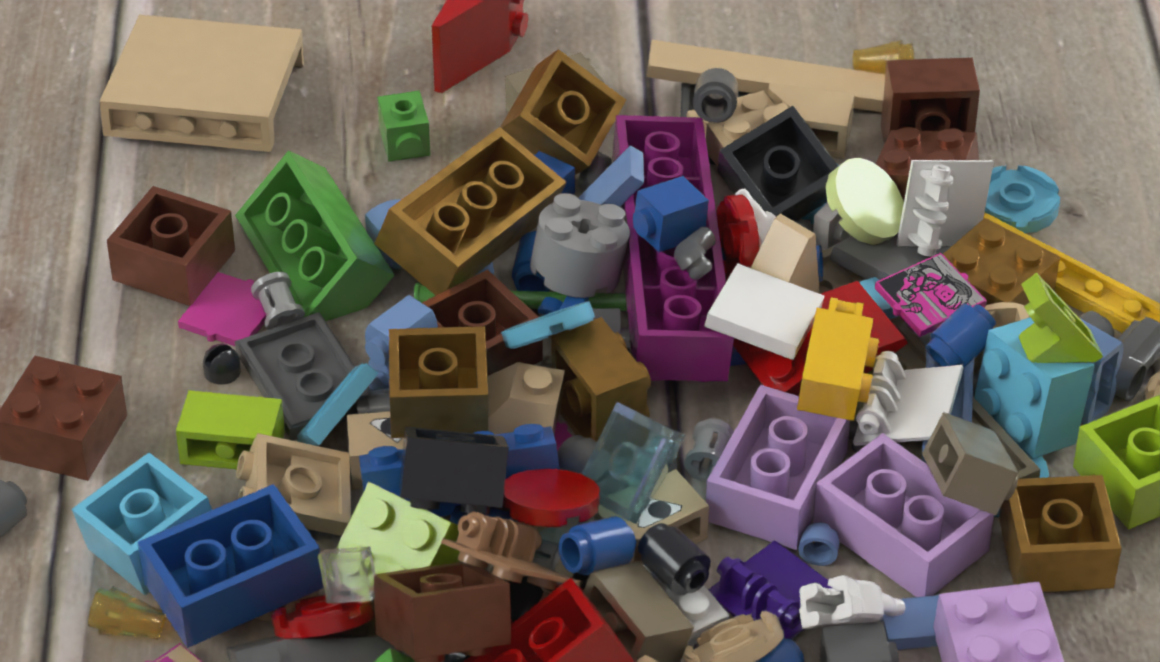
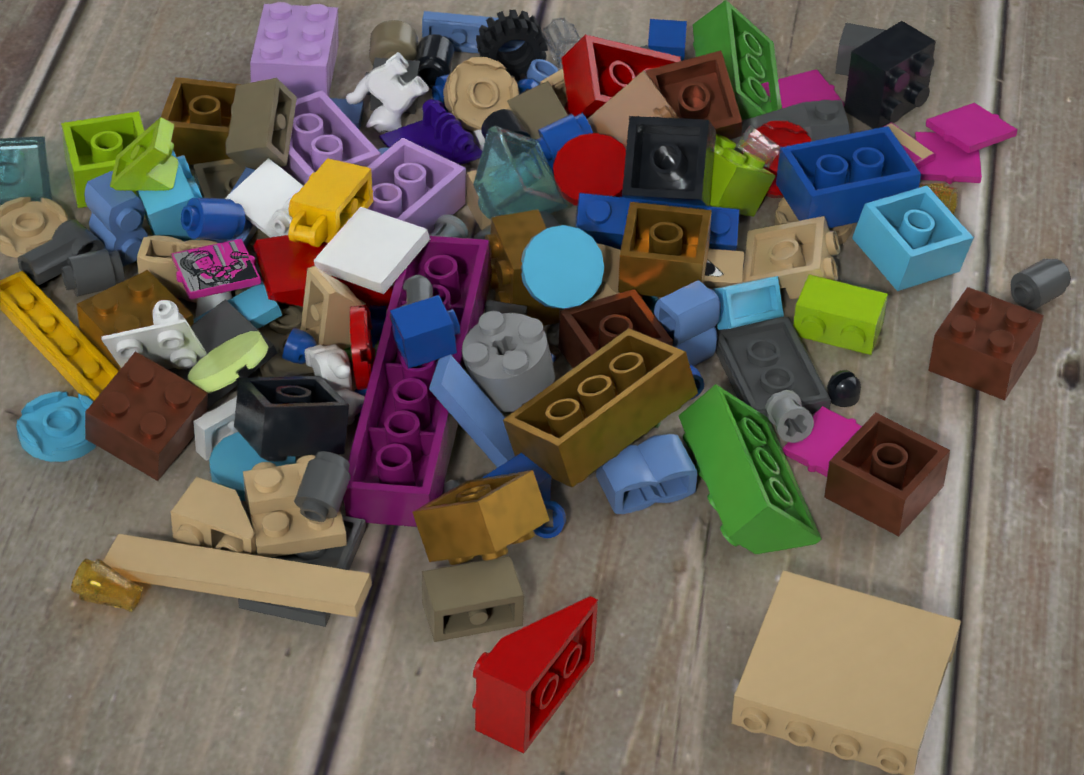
camera: 170 degrees left, 0 degrees up
(404, 126) = (639, 587): bright green brick -> none
(930, 95) = (104, 481): copper brick -> none

